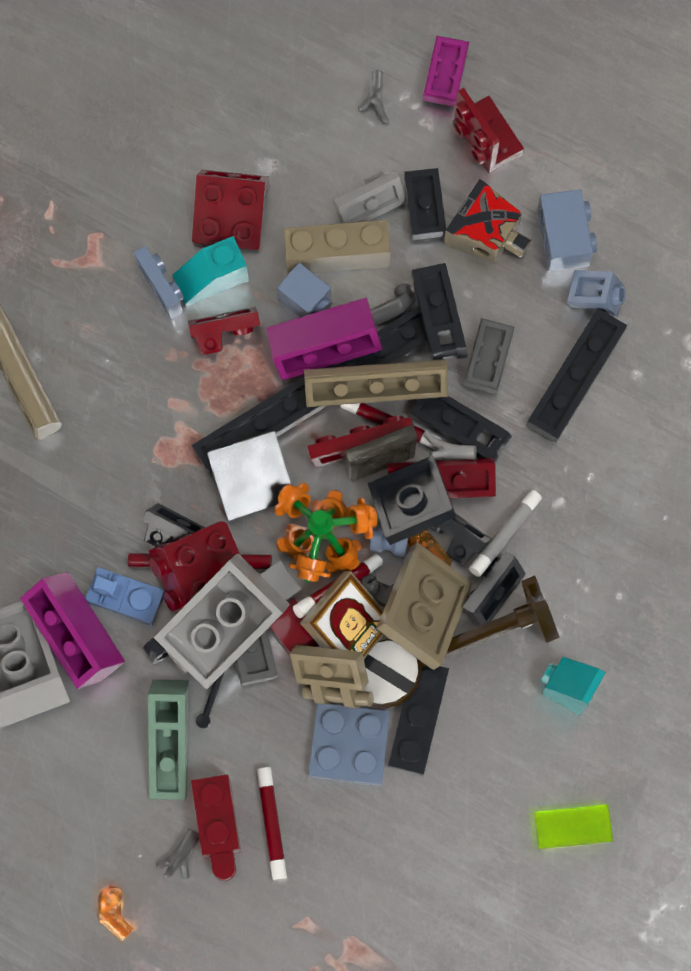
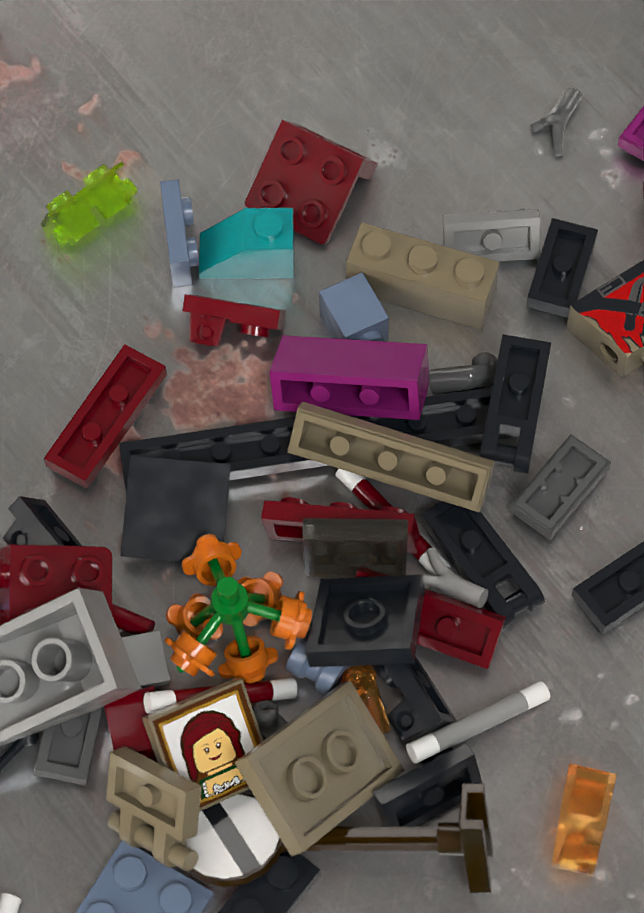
camera: 25 degrees right, 10 degrees down
(92, 272) = (73, 213): none -> clear neon green hinge
(171, 429) = (105, 416): none -> dark red plate
(595, 568) = (582, 819): none -> clear orange leg

